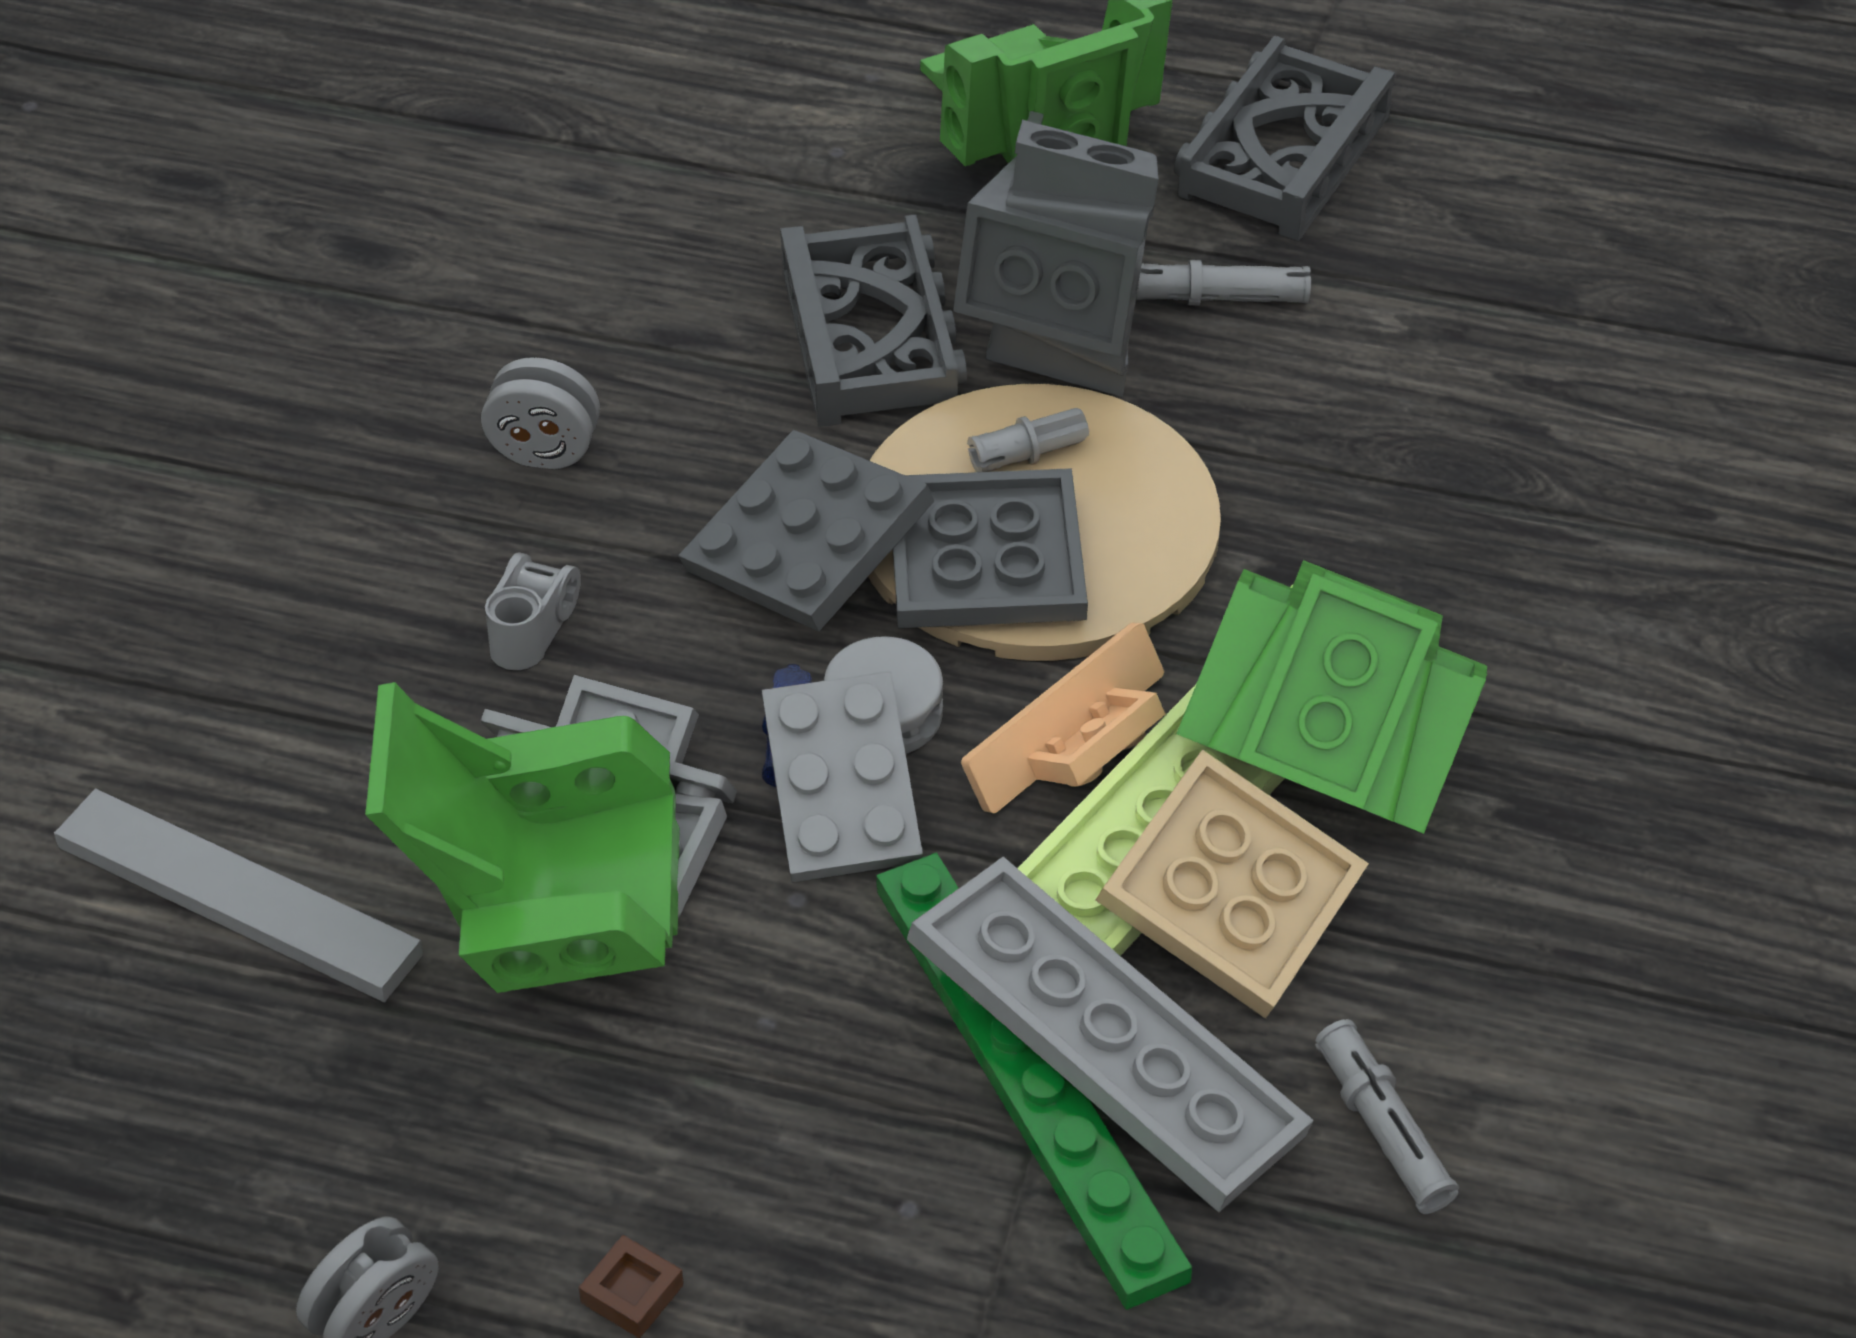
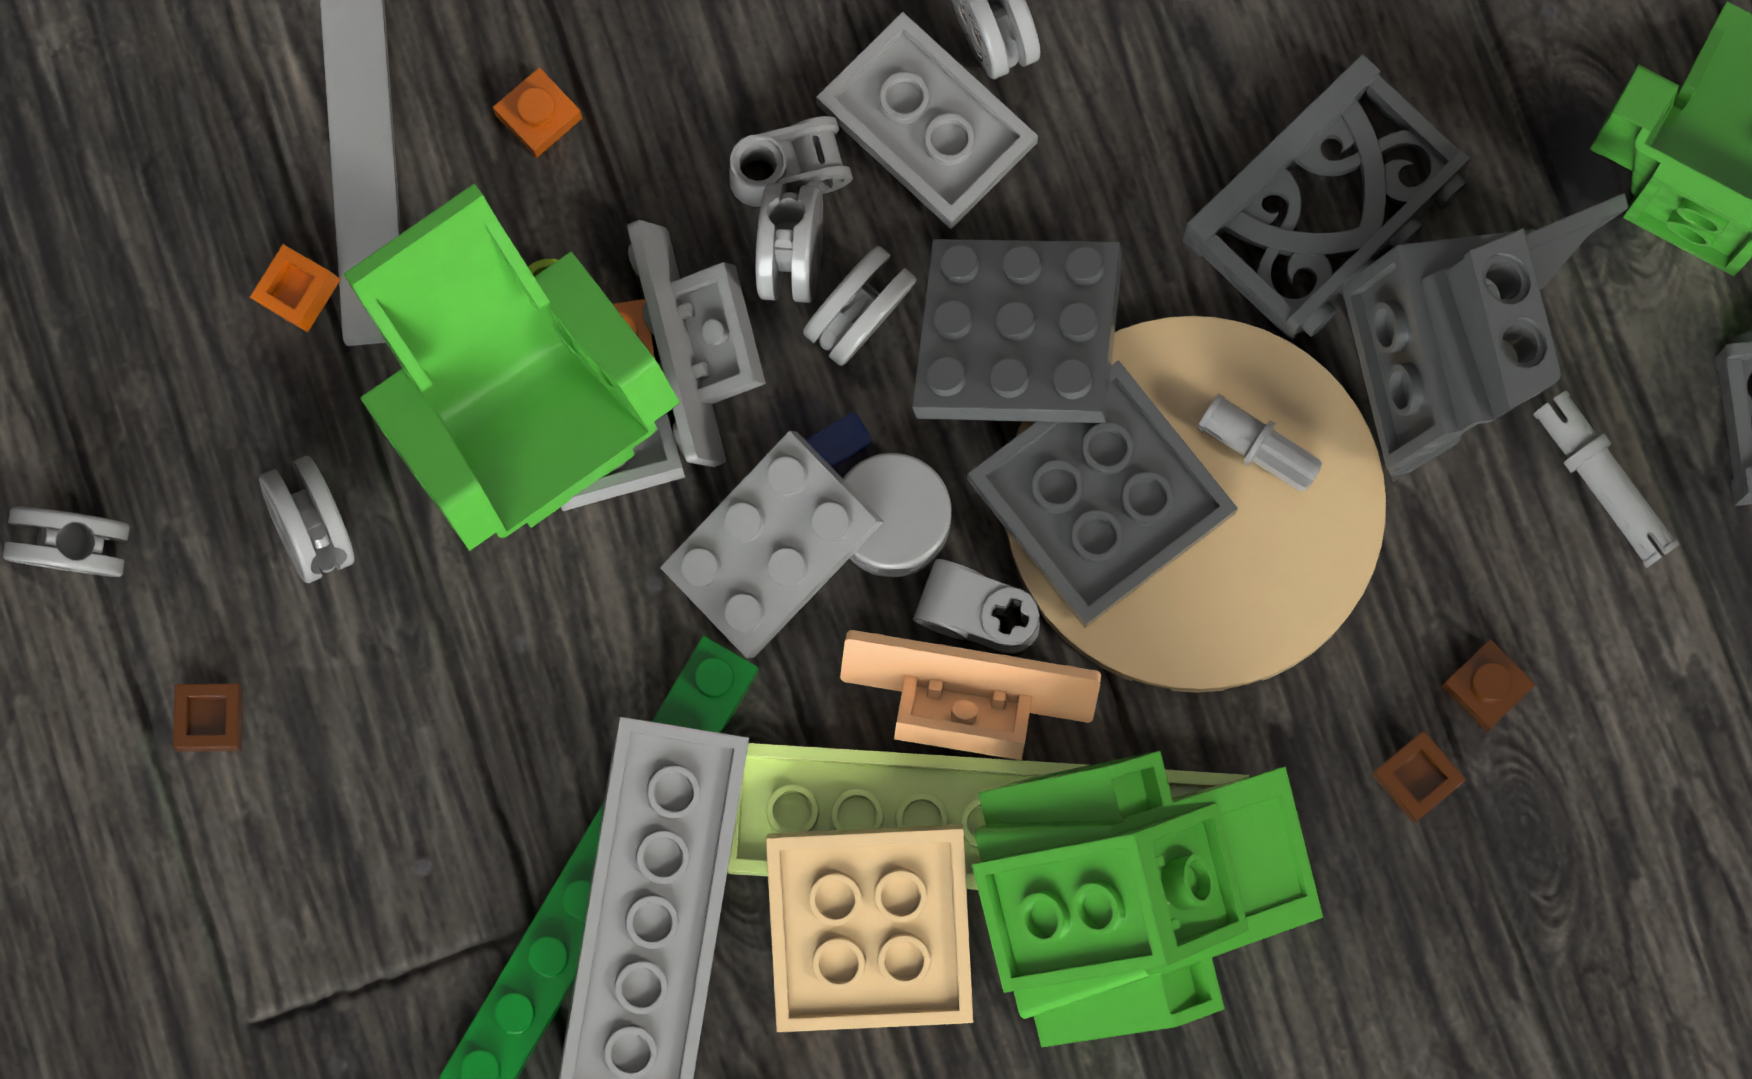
camera: 55 degrees right, 30 degrees up
(301, 995) = (295, 288): none -> orange plate
(318, 753) = (537, 112): none -> orange plate
(522, 1085) = (308, 521): none -> light grey head
(579, 508) = (927, 120): none -> light grey plate
(599, 625) = (789, 241): none -> light grey head
(694, 611) = (857, 308): none -> light grey head
(1005, 680) = (965, 607): none -> light grey piece
(1329, 428) = (1488, 685): none -> reddish brown plate
(1373, 495) = (1418, 777): none -> reddish brown plate

